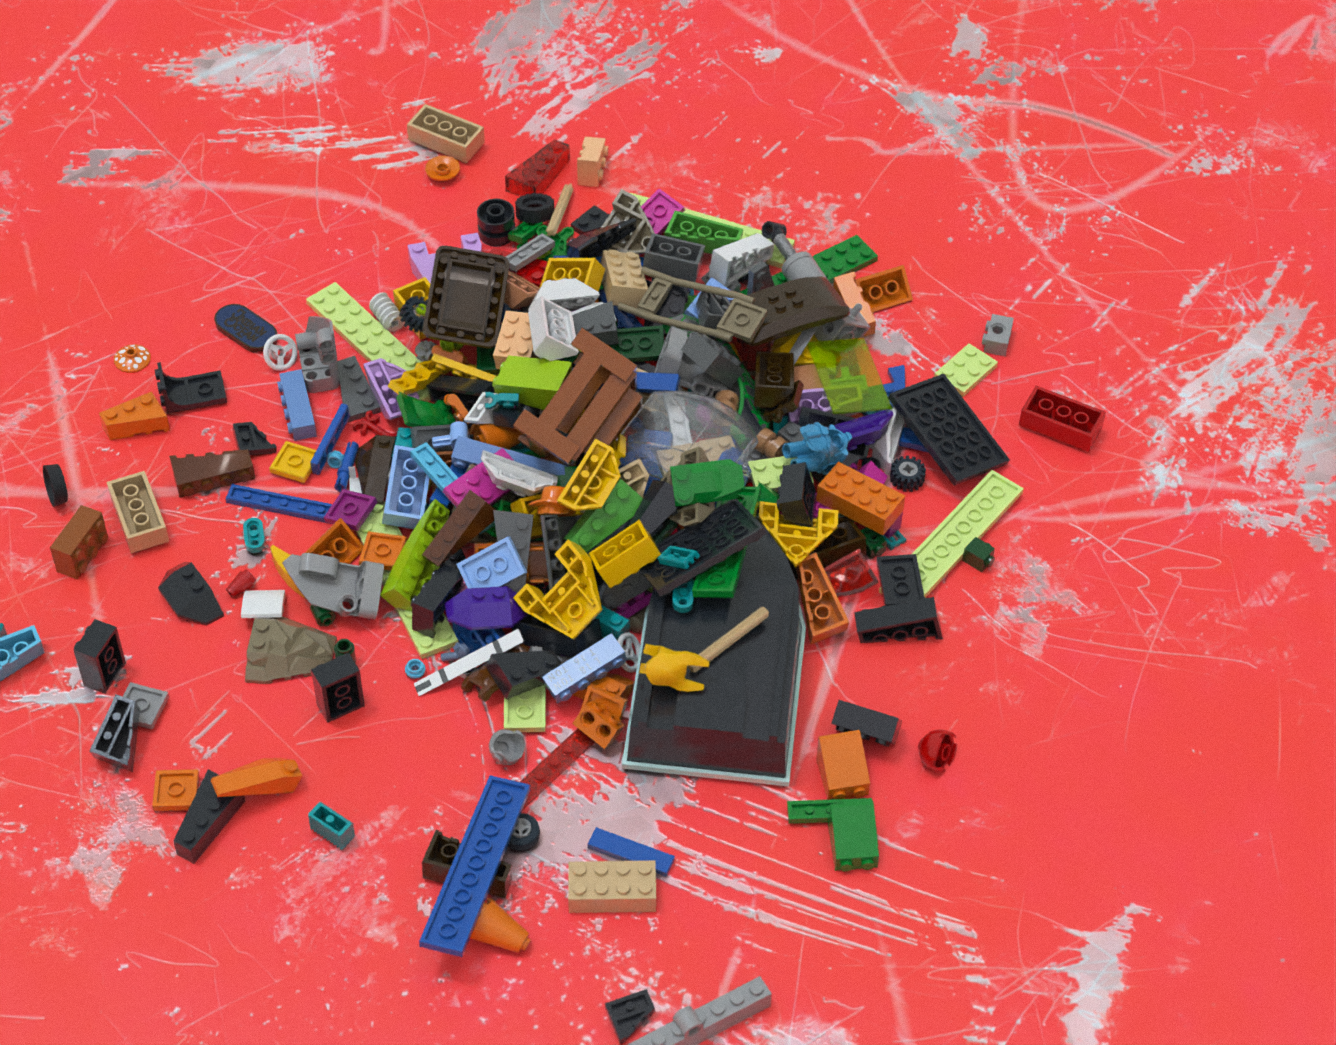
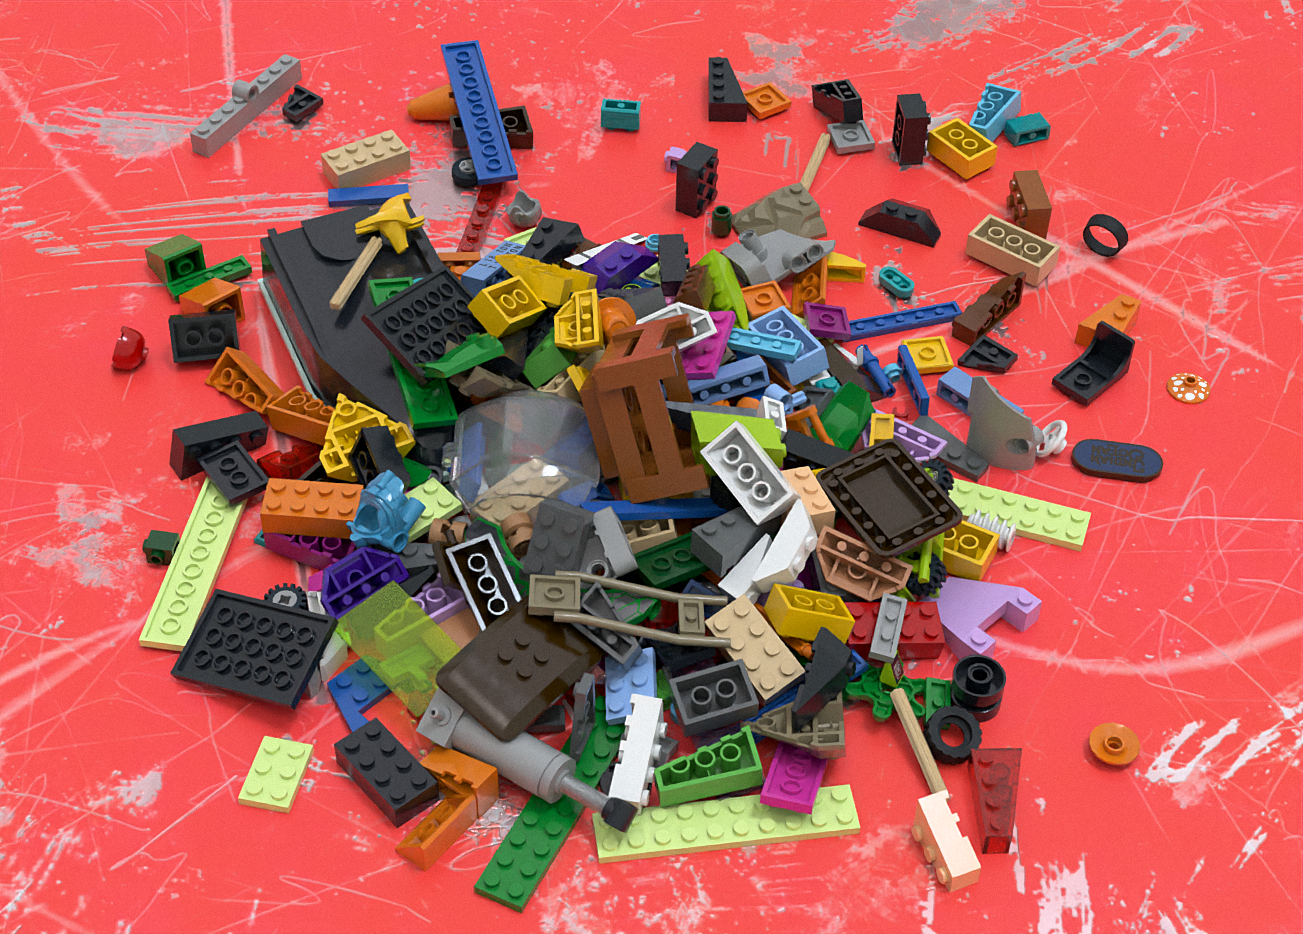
camera: 150 degrees right, 5 degrees down
(63, 627) = (961, 148): none -> yellow brick
(202, 693) = (815, 160): none -> tan axle
(242, 582) = (866, 244): red cone -> none
(258, 778) = (703, 115): orange wedge -> none
(263, 604) = (830, 227): white slope -> none
(321, 751) = (672, 157): none -> lavender plate
(445, 133) = (1157, 789): tan brick -> none
(493, 565) = (633, 279): light blue plate -> none
(508, 400) = (755, 410): teal plate -> none
(590, 220) = (871, 767): black wing -> none
(596, 728) = (455, 243): orange brick -> none
(677, 557) = (444, 299): teal tile -> none
(848, 669) = (243, 380): none -> orange wedge
(897, 333) = (386, 772): none -> black brick
(998, 334) = (257, 847): light grey brick -> none
(1062, 418) = (120, 742): red brick -> none

